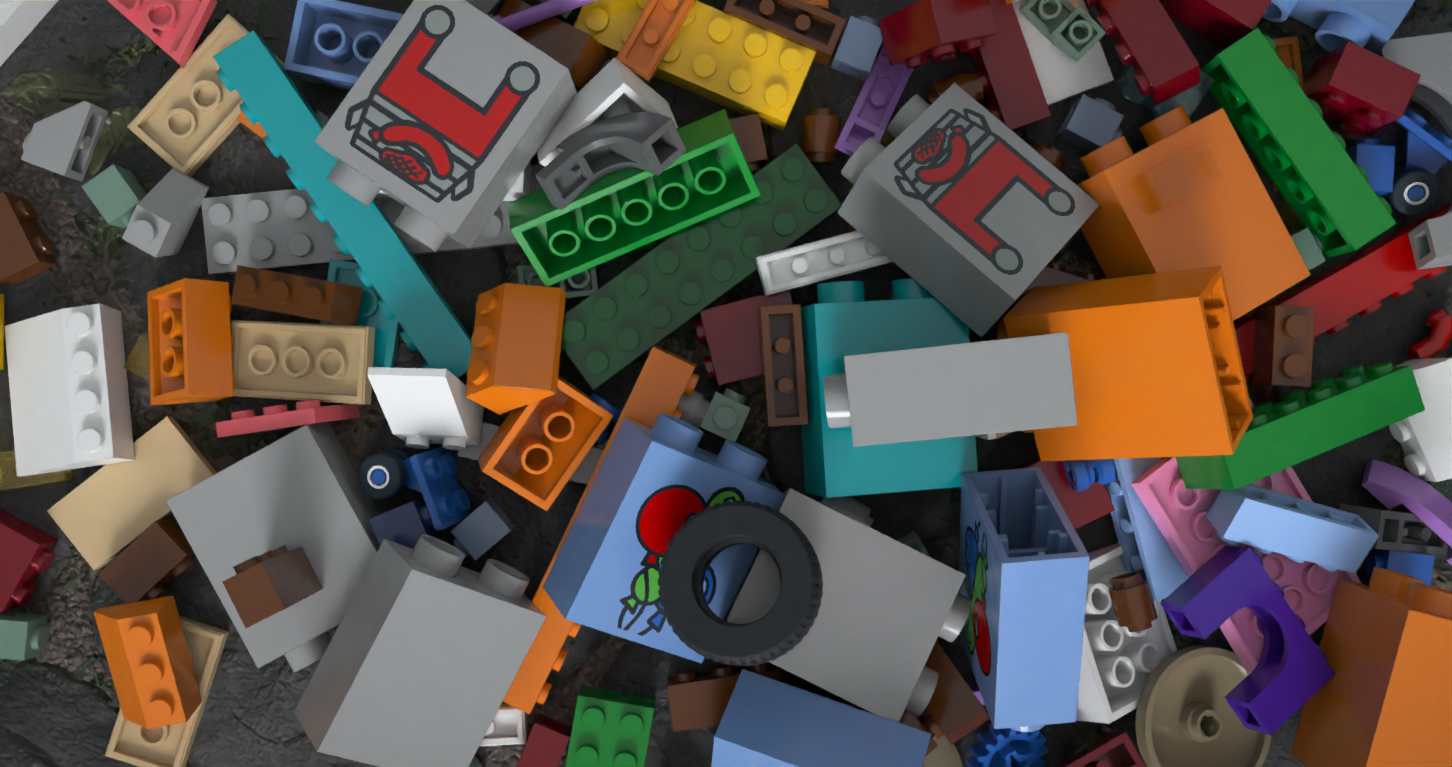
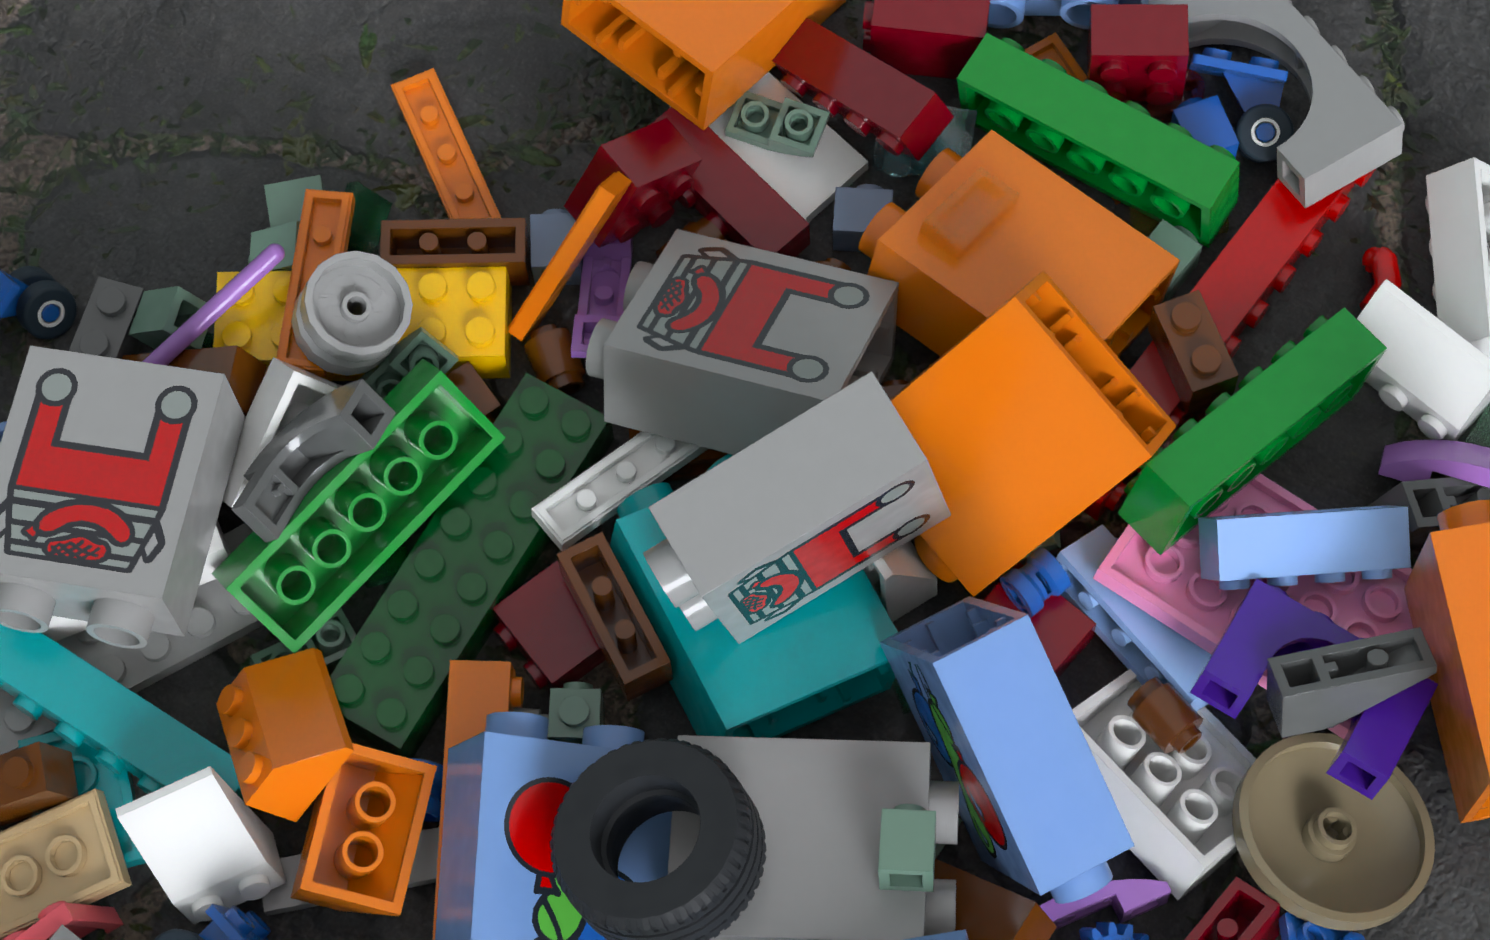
camera: 20 degrees left, 20 degrees down
(708, 98) = (405, 357): none -> sand green slope
(709, 43) = (351, 313): none -> light grey wheel
(868, 67) = (569, 255): none -> orange tile
(917, 657) = (907, 848): none -> sand green brick
(1278, 654) = (1341, 680): none -> dark grey slope

